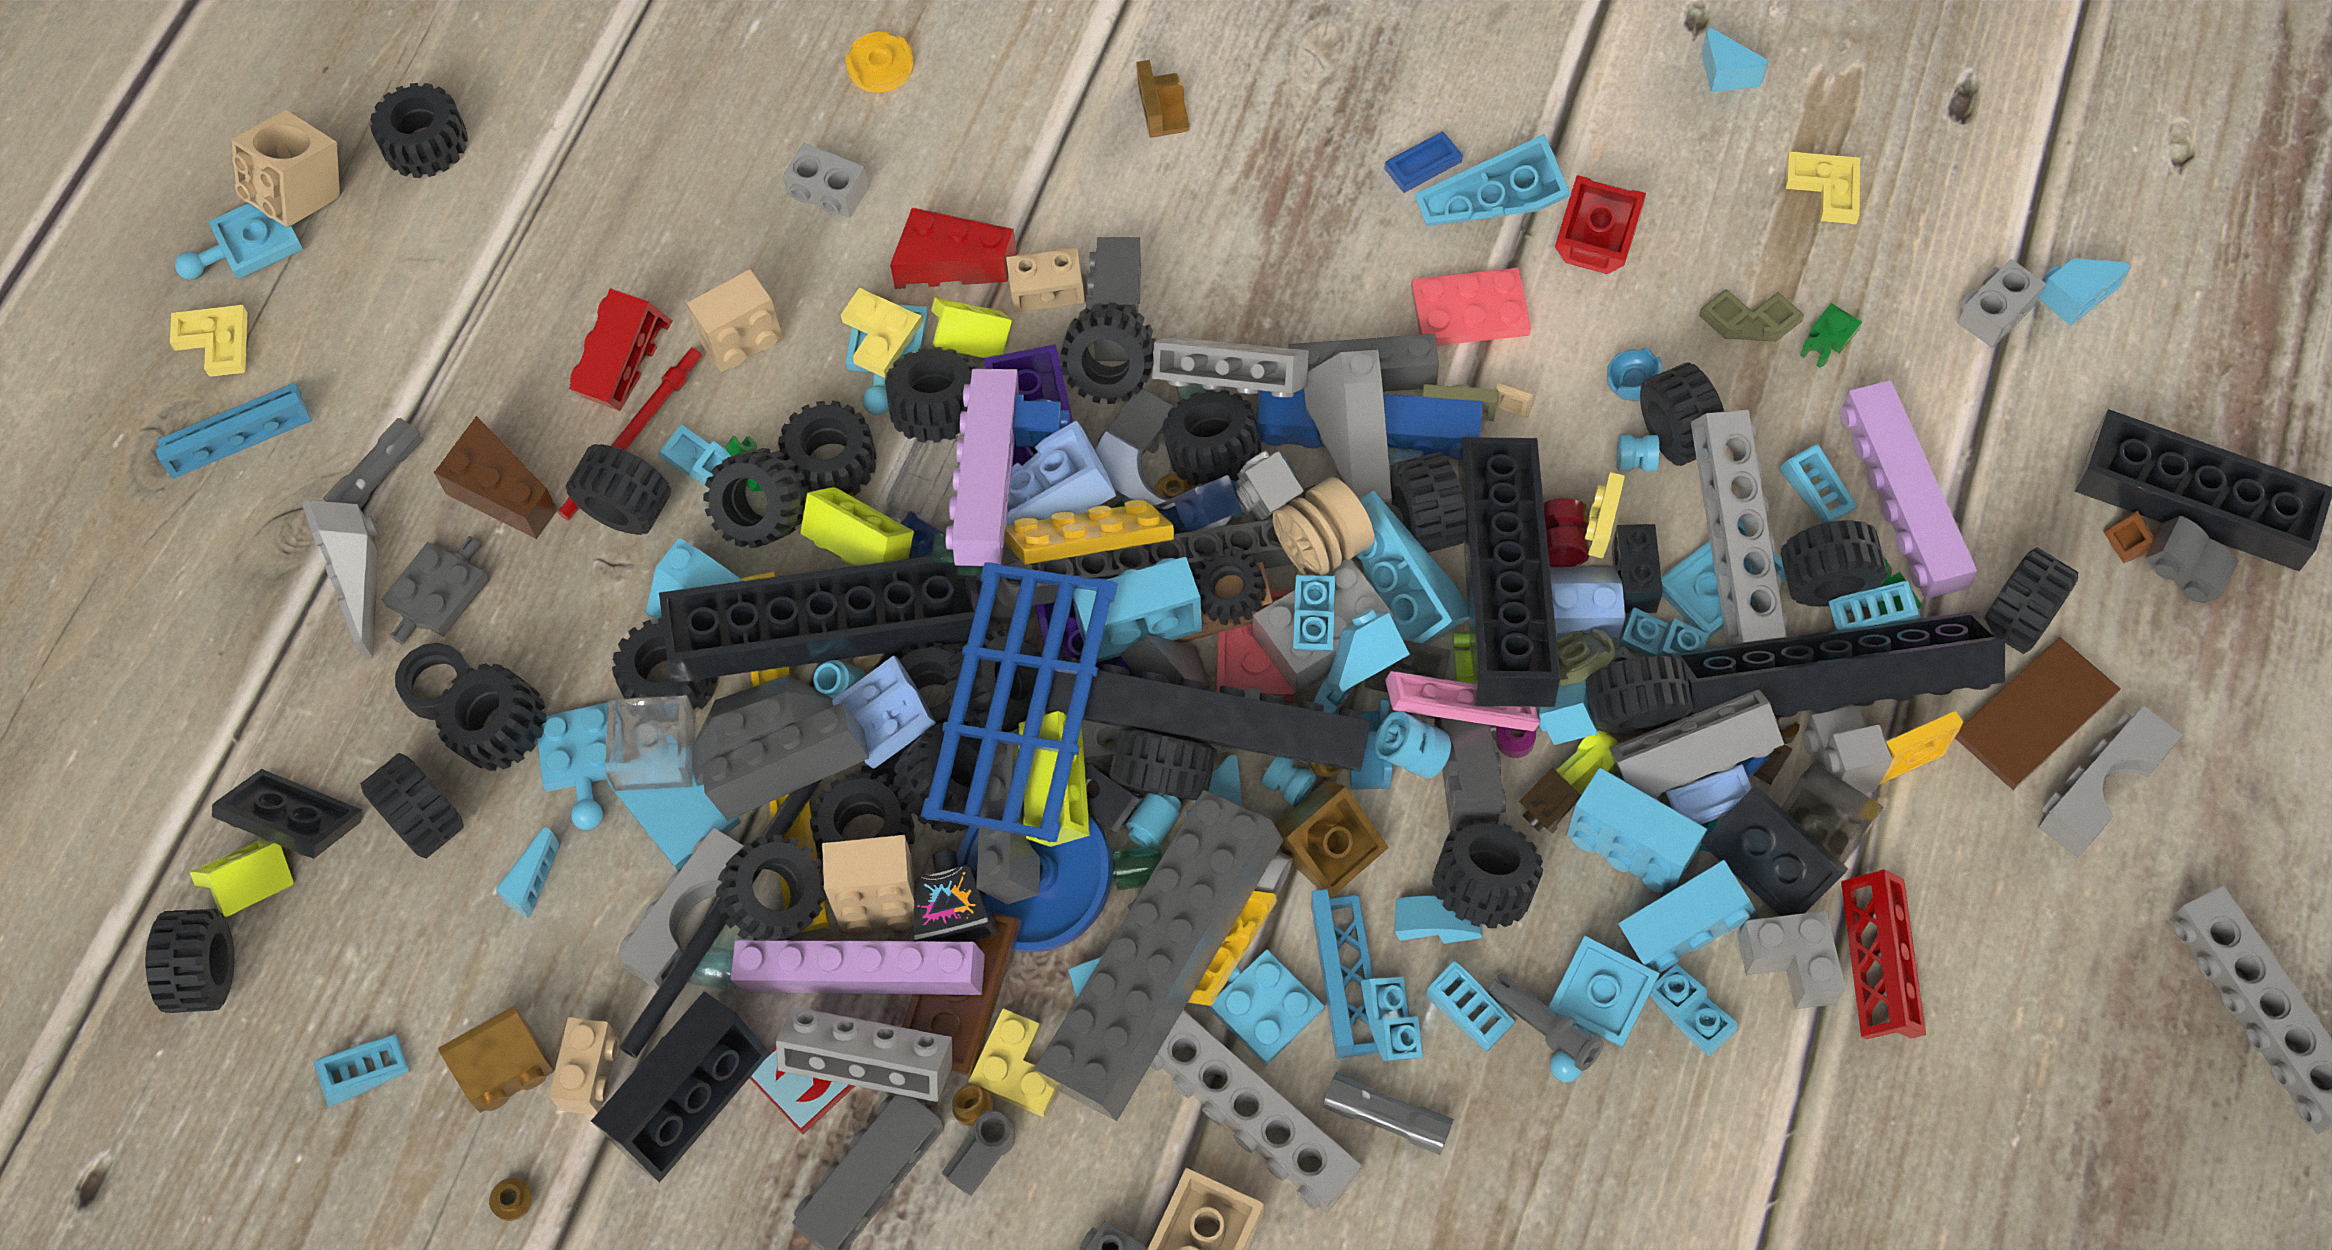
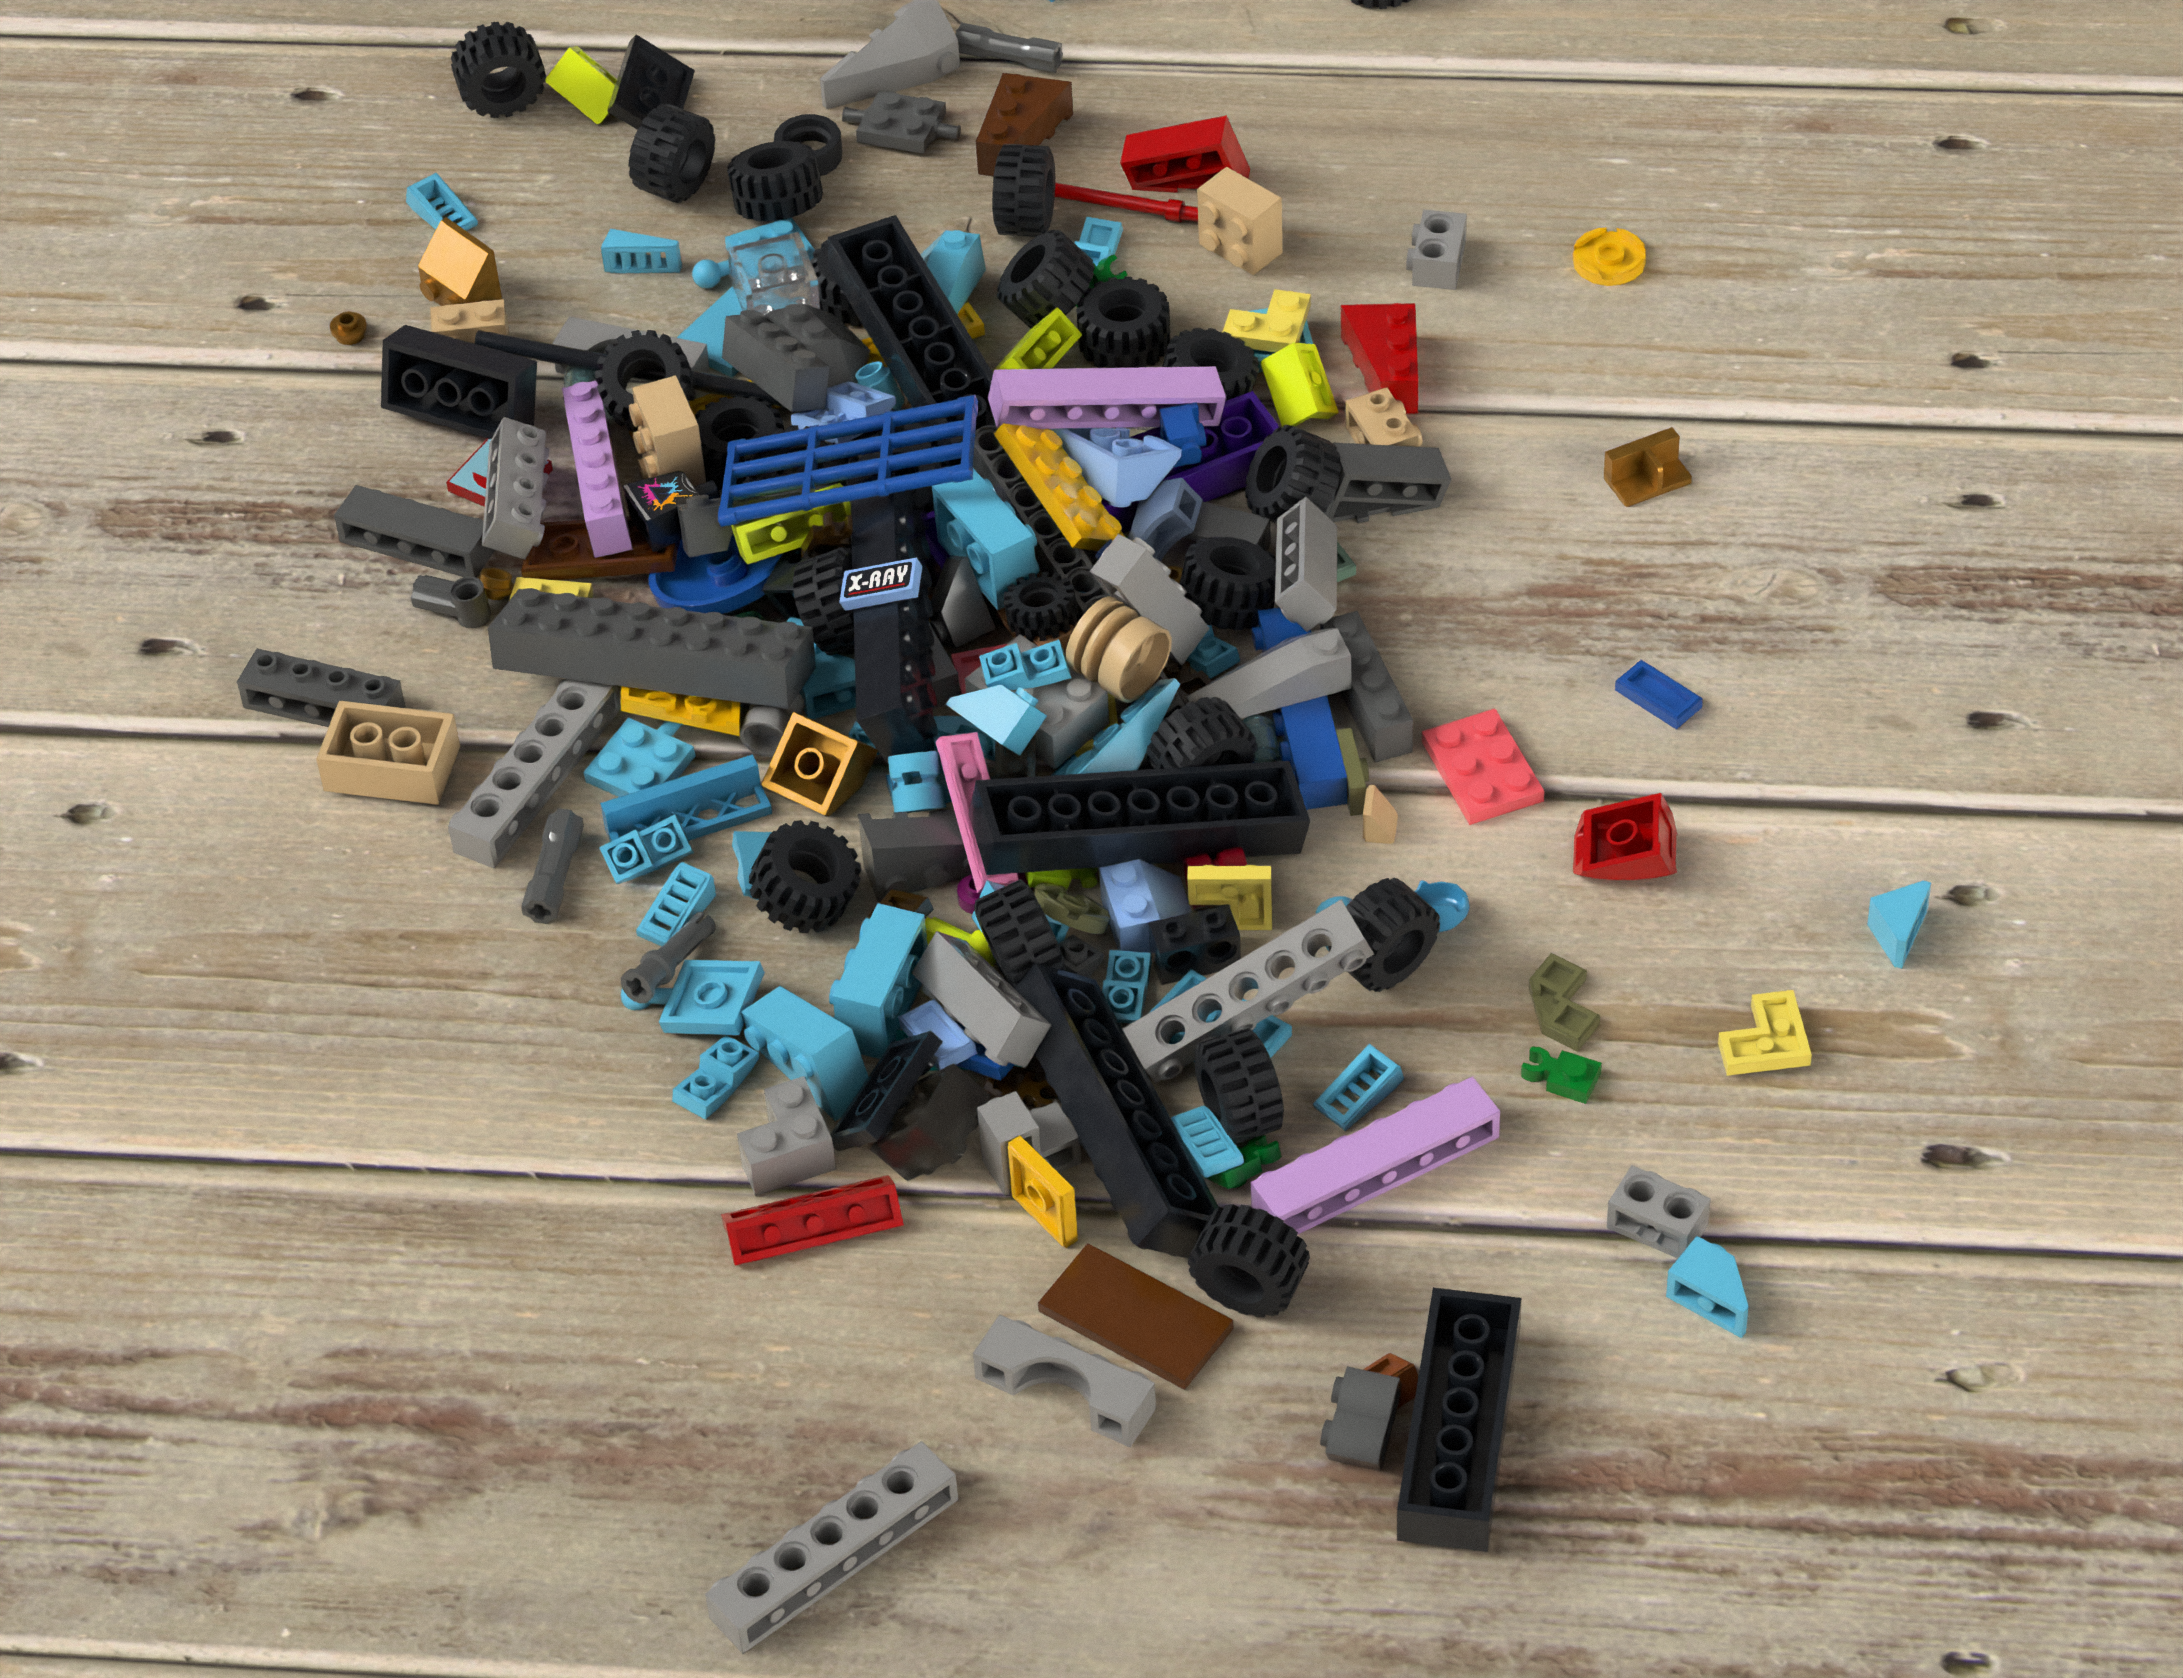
camera: 75 degrees right, 15 degrees down
(1102, 749) = (827, 537): none -> dark brown plate
(1207, 703) = (880, 584): none -> tile
(1507, 184) = (1643, 753): medium azure wedge -> none

